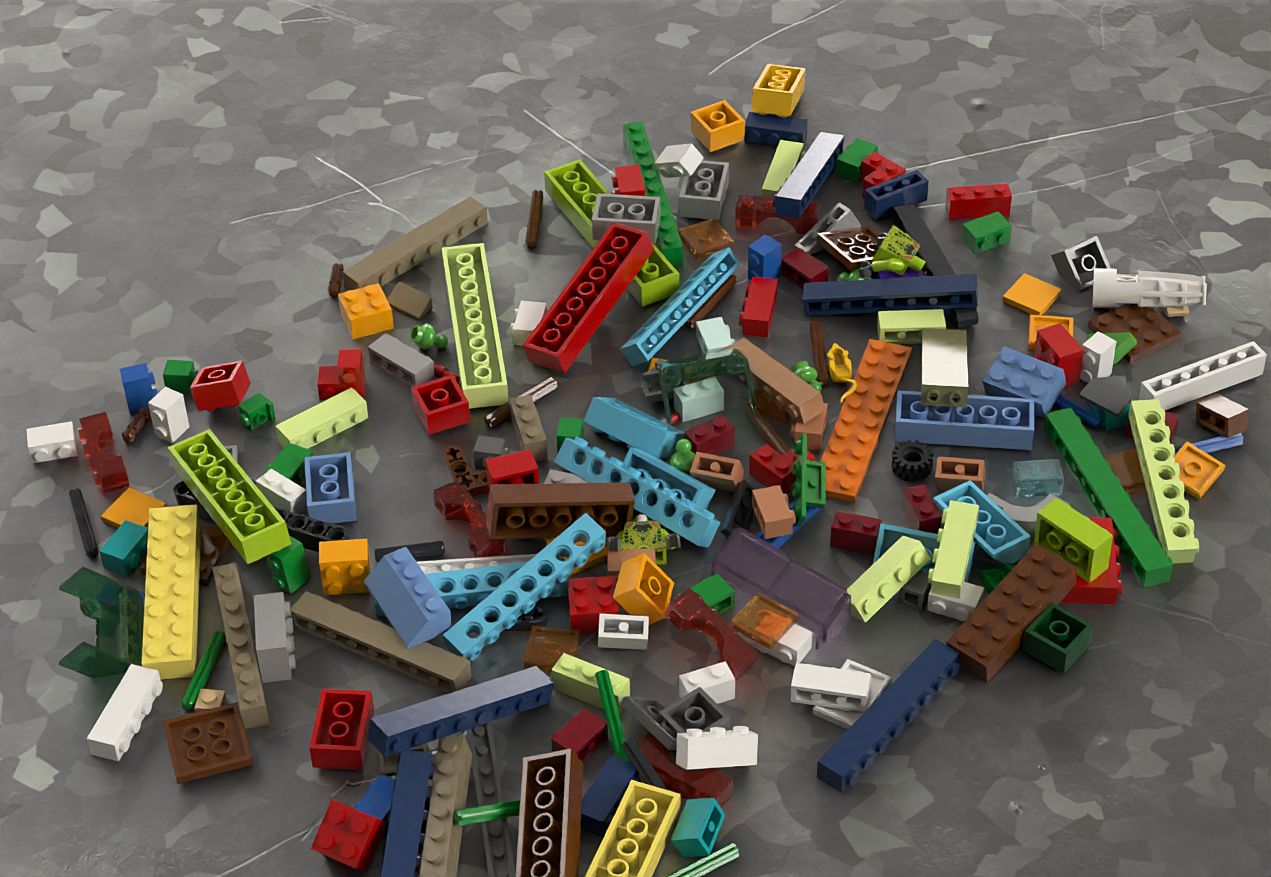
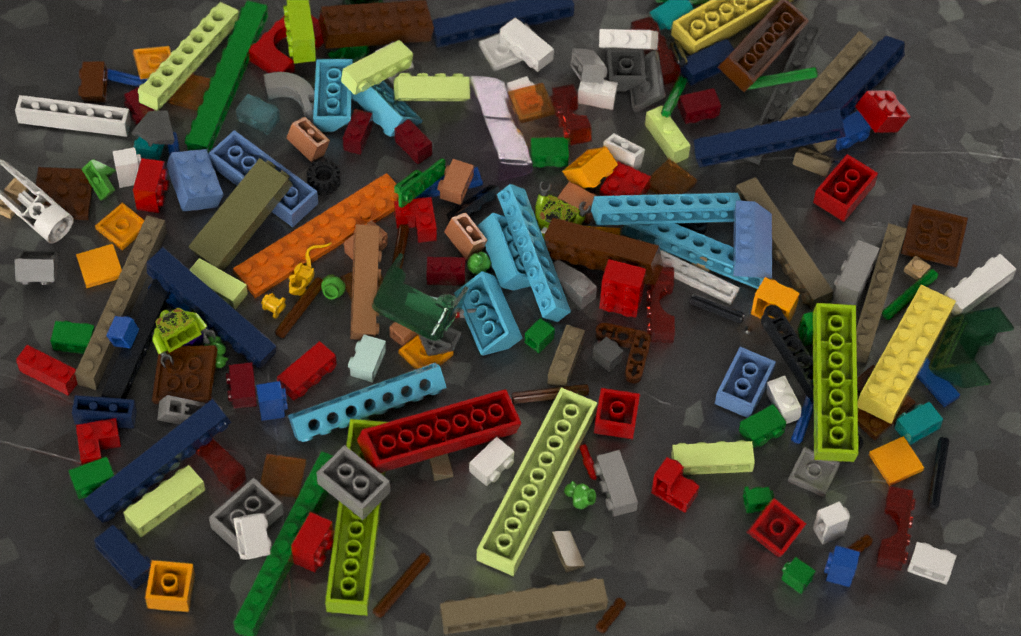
camera: 150 degrees left, 15 degrees up
(365, 311) = (611, 553): light orange brick -> none
(736, 688) = (588, 65): none -> light grey brick
(778, 90) = (87, 584): yellow brick -> none
(844, 337) = (273, 304): none -> yellow brick
(942, 236) = (122, 332): none -> blue brick
(969, 259) = (121, 301): none -> dark tan brick

